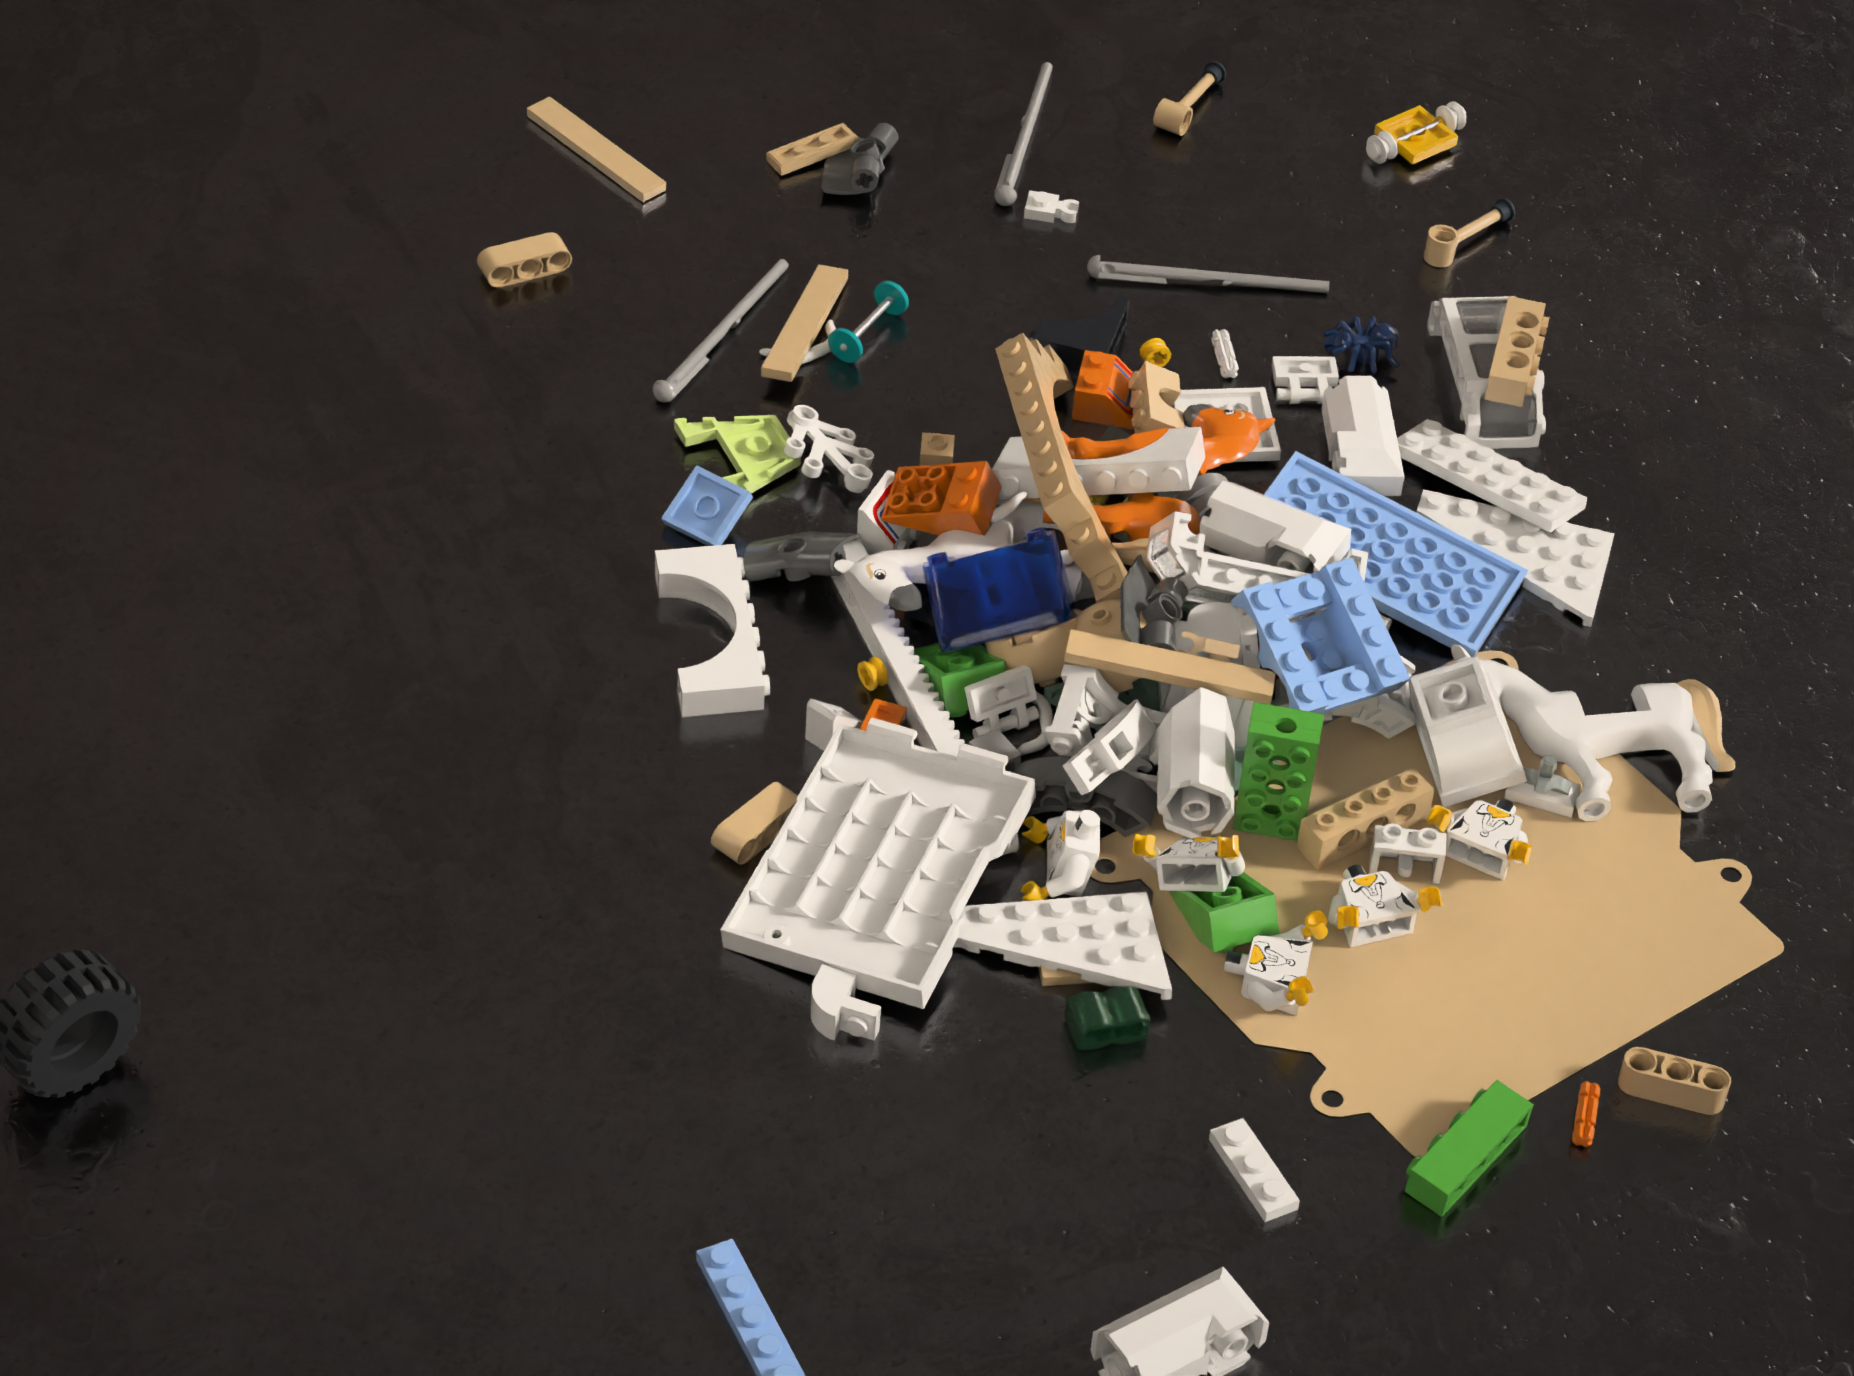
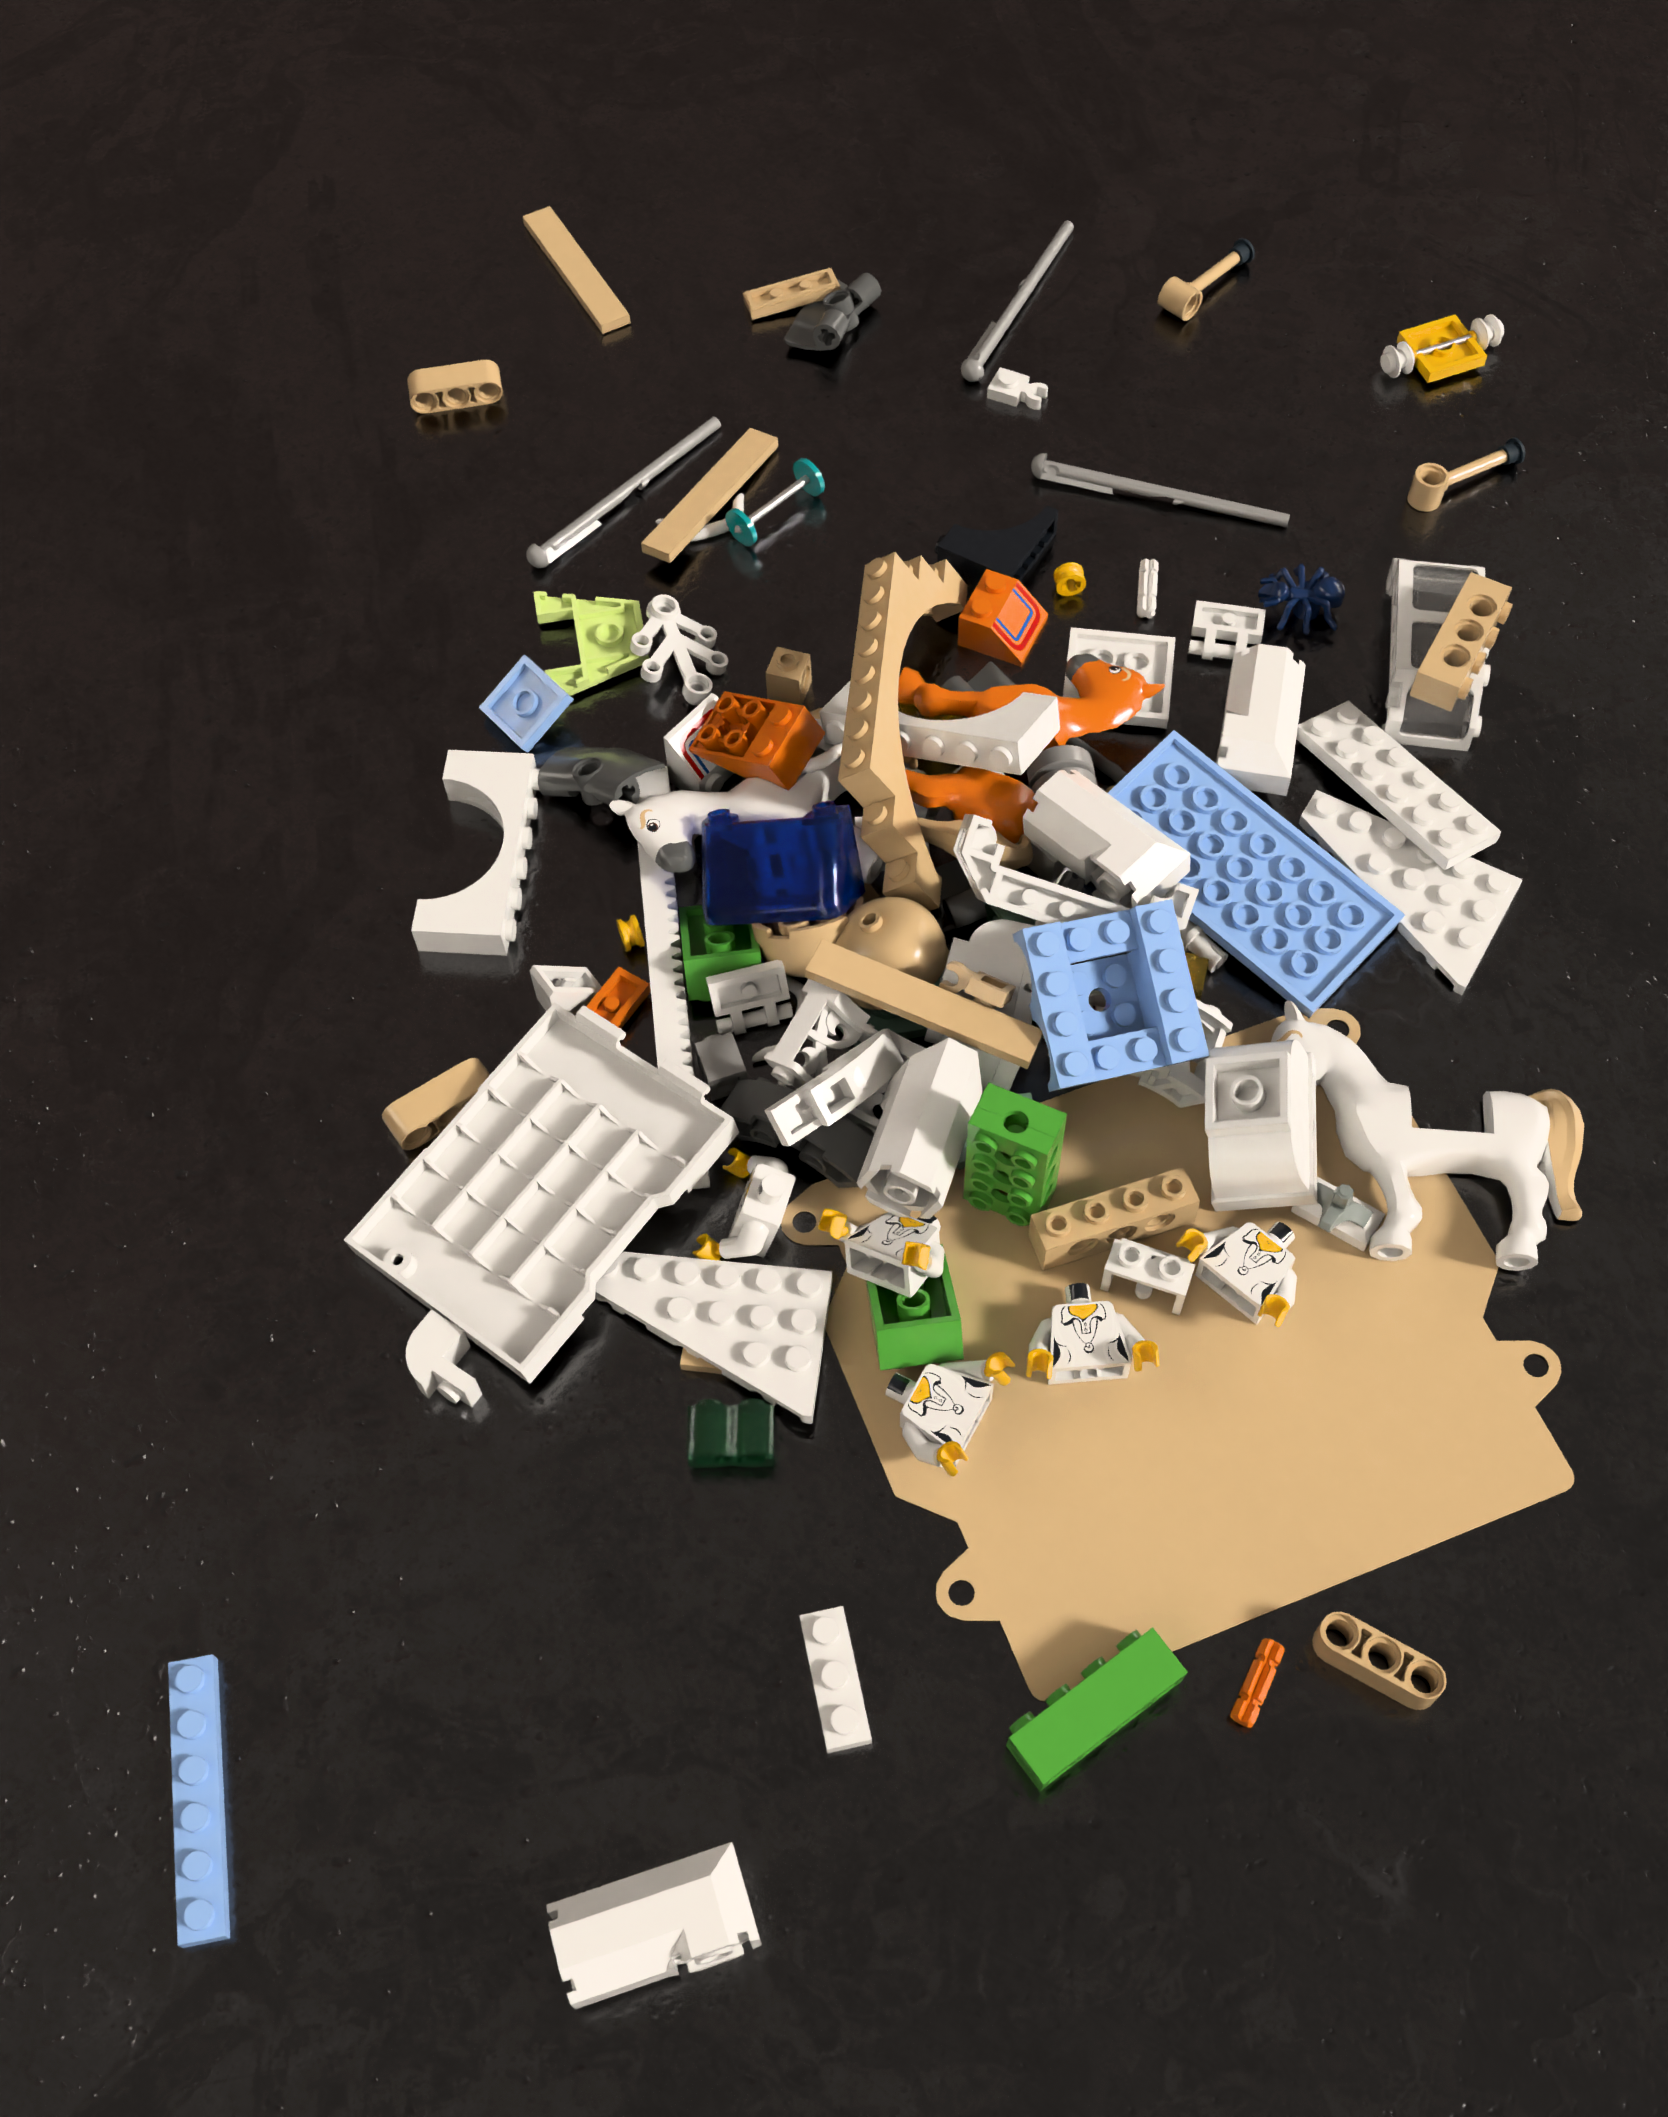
camera: 20 degrees right, 15 degrees up
(1152, 398) = (1046, 633): tan arch -> none
(1159, 606) = (940, 918): dark grey panel -> none

